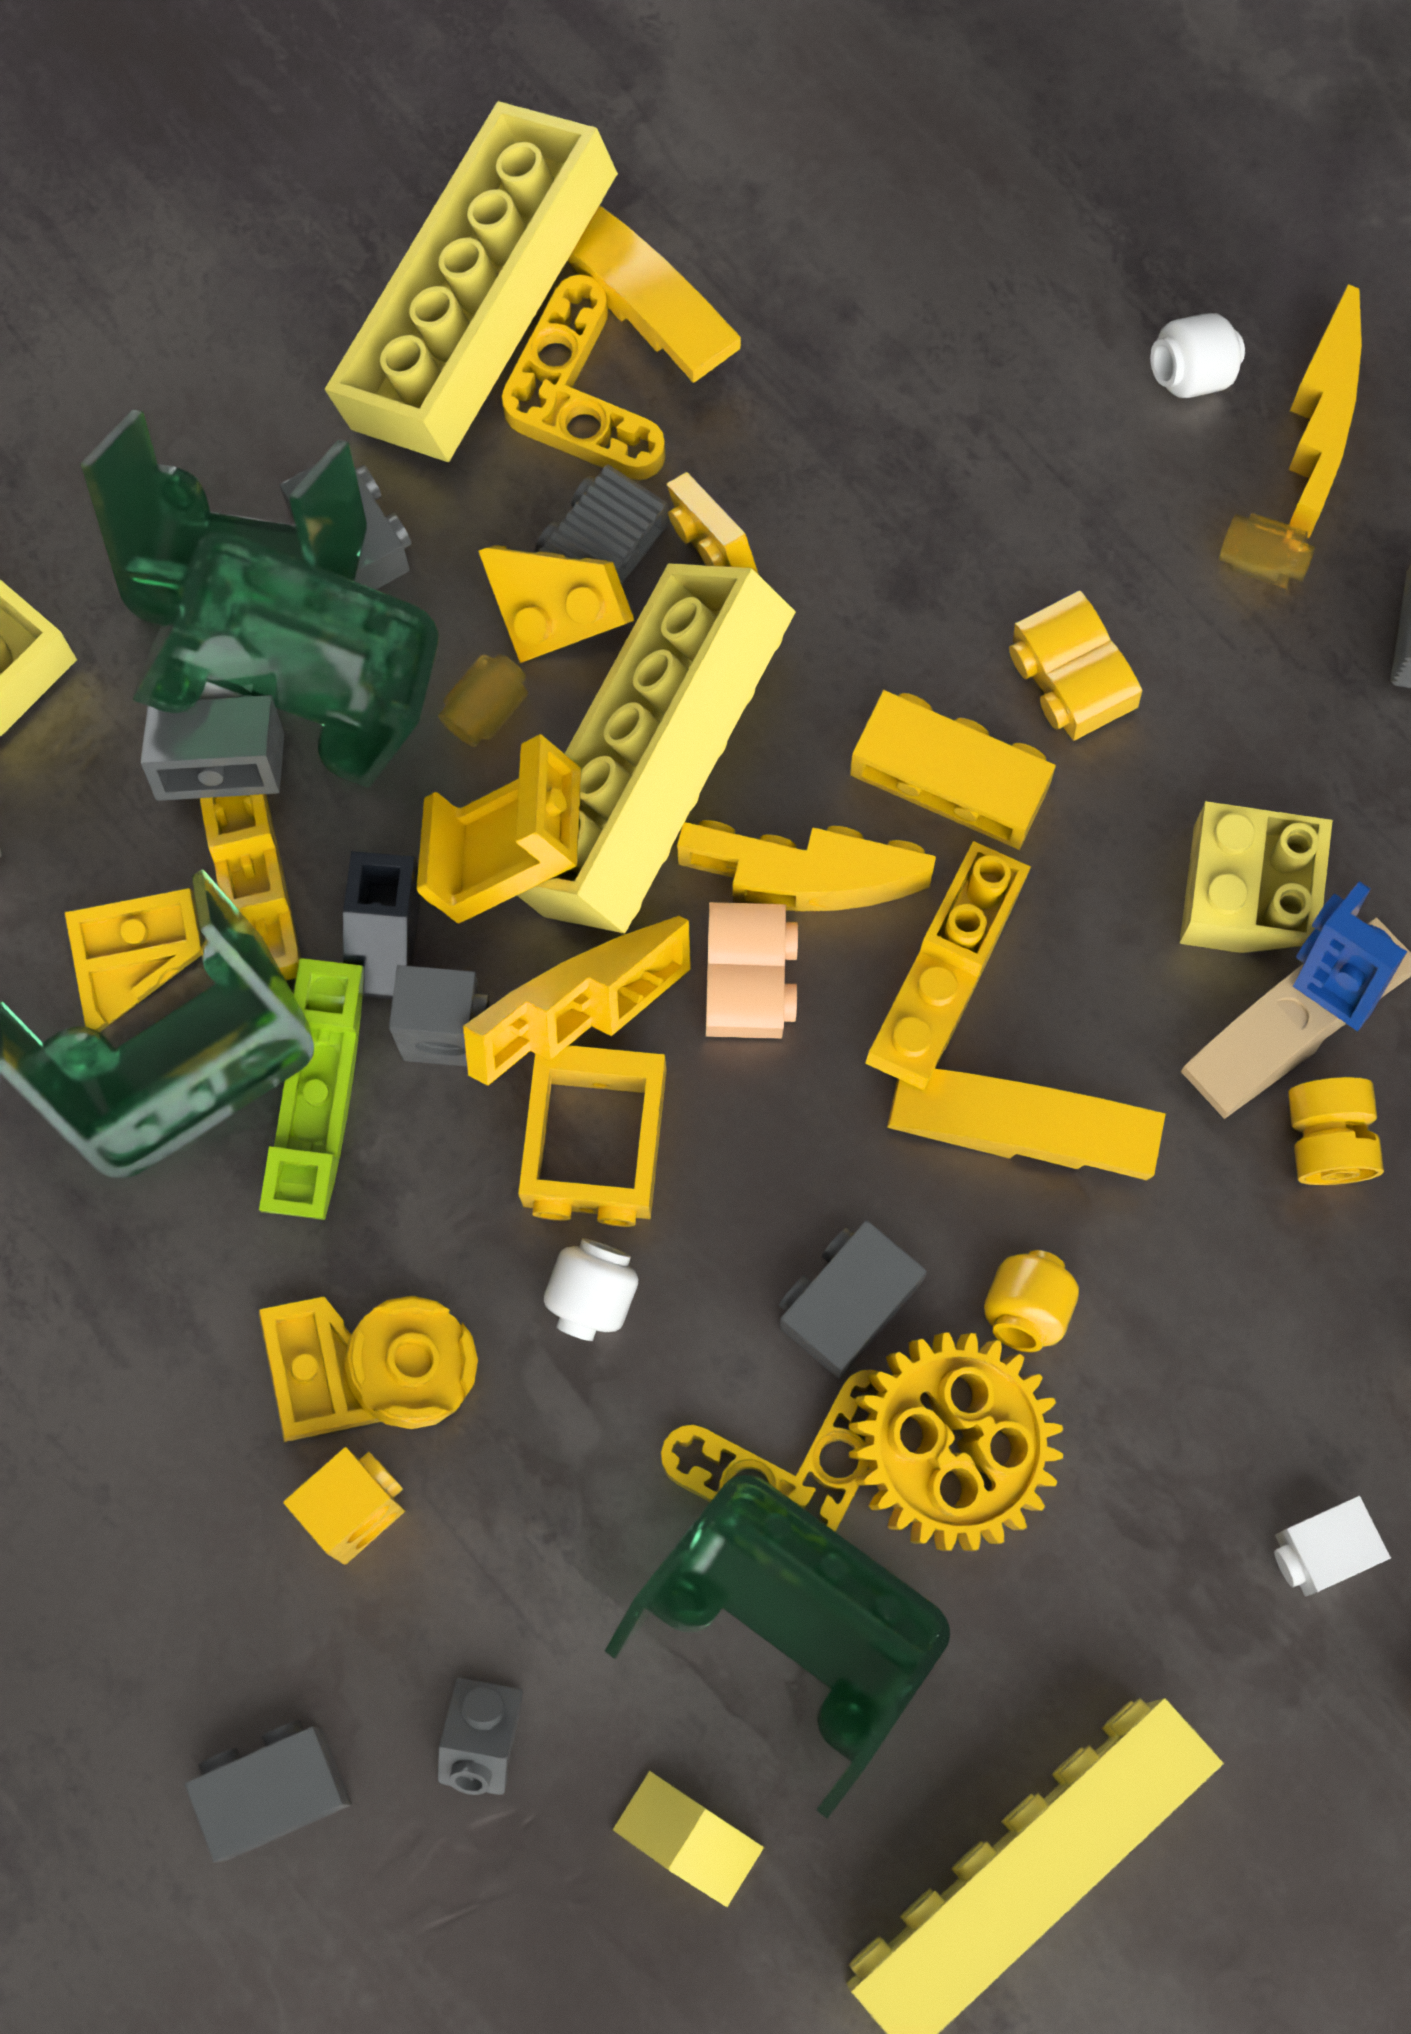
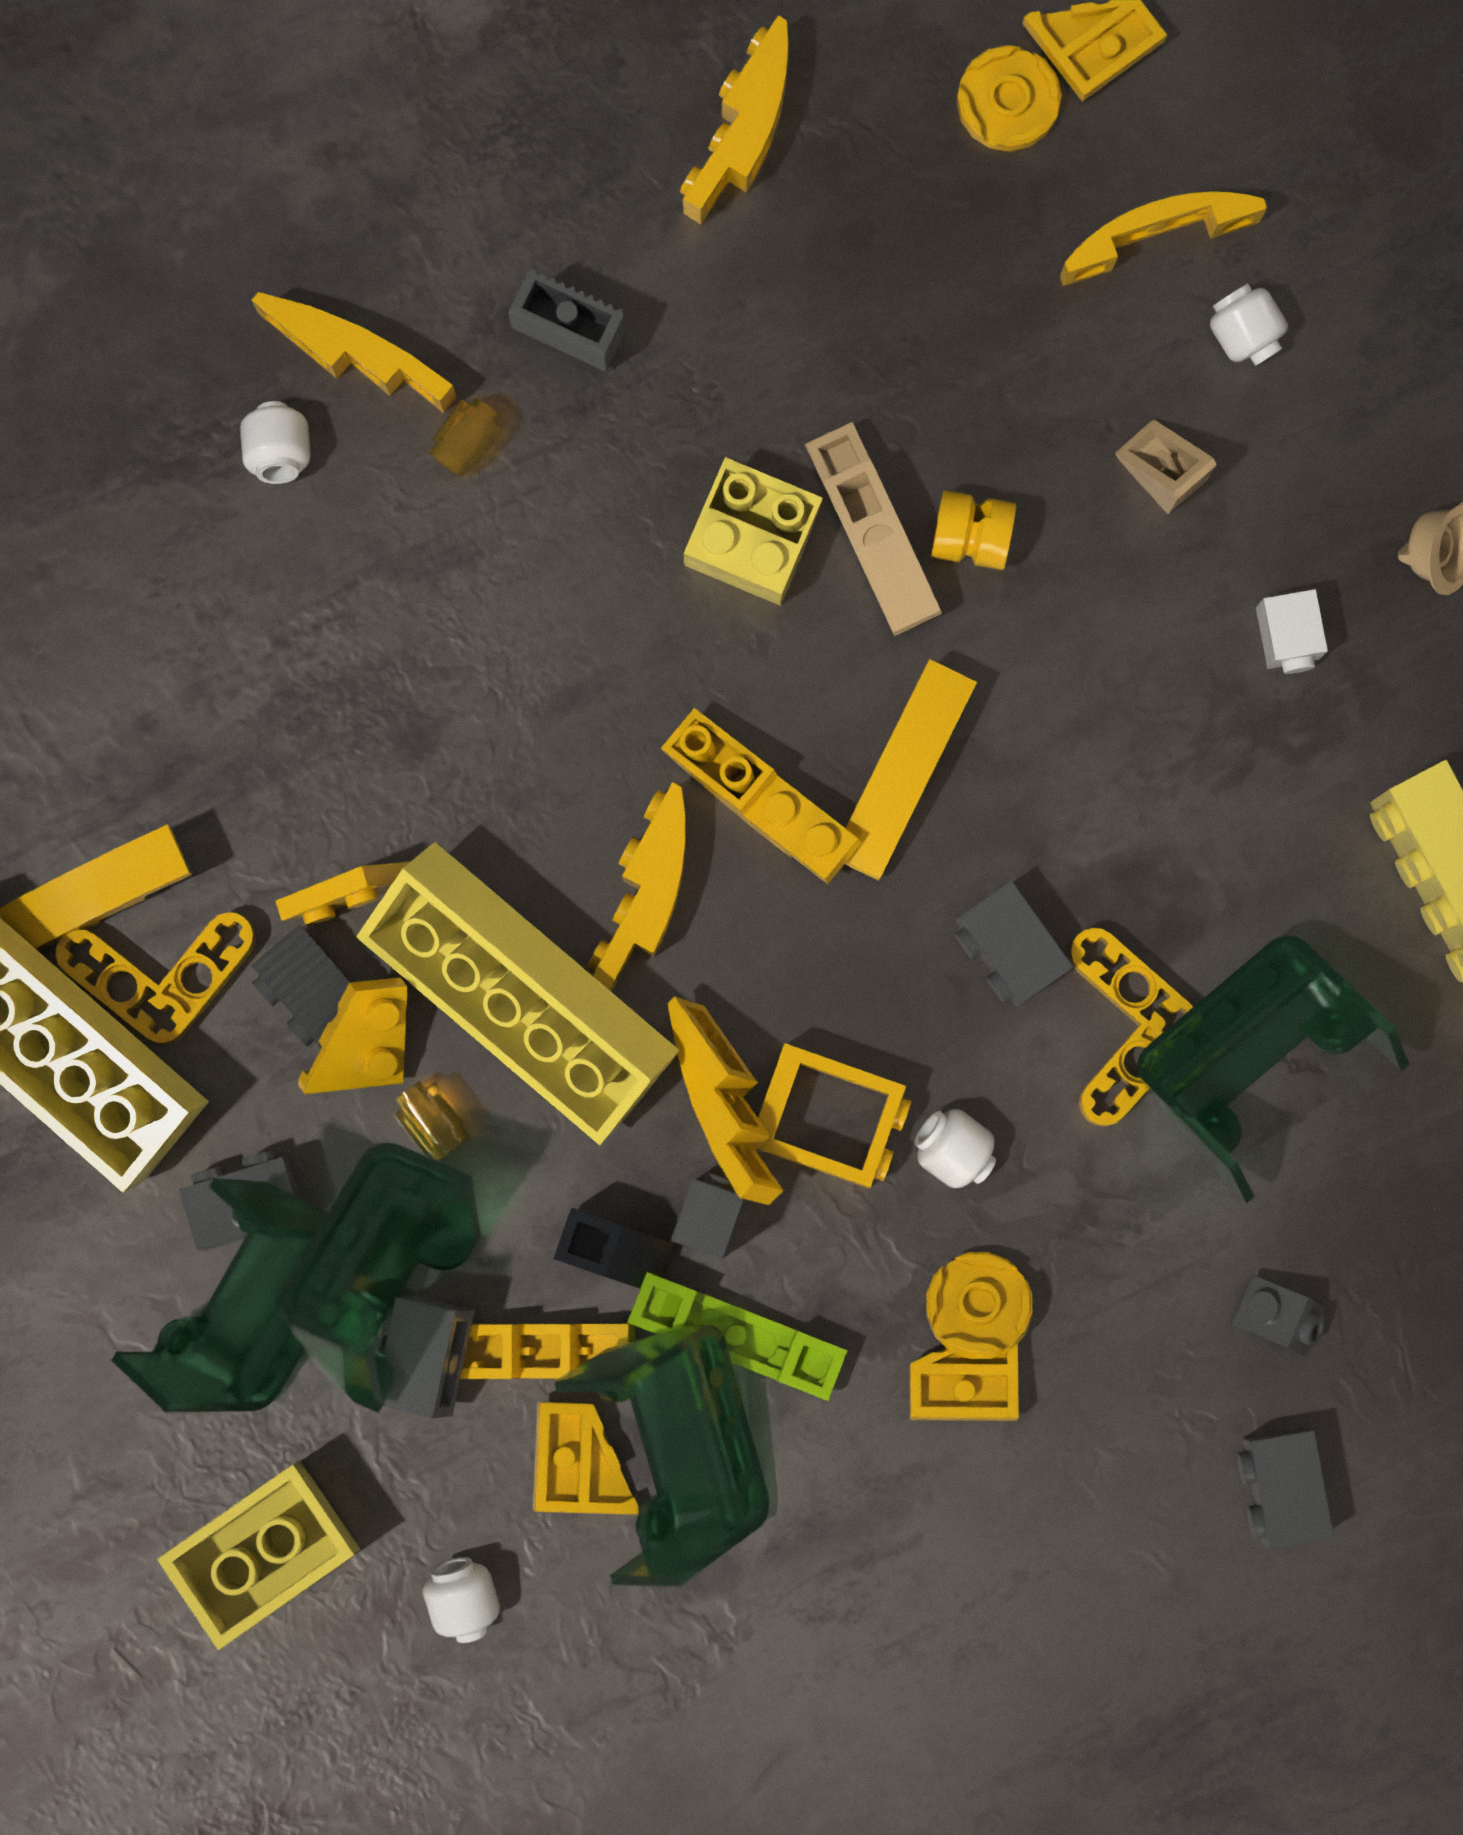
camera: 80 degrees left, 10 degrees up
(347, 1504) = (1087, 1378): yellow brick -> none
(504, 839) = (569, 1132): yellow panel -> none
(688, 1839) = (1391, 1176): light yellow slope -> none
(748, 970) = (723, 958): light nougat brick -> none
(913, 1480) = (1168, 934): yellow gear -> none
(952, 768) = (591, 746): yellow brick -> none
(1031, 1301) = (1048, 804): yellow head -> none
(1075, 666) = (528, 624): yellow brick -> none
(1347, 960) = (862, 486): blue bracket -> none

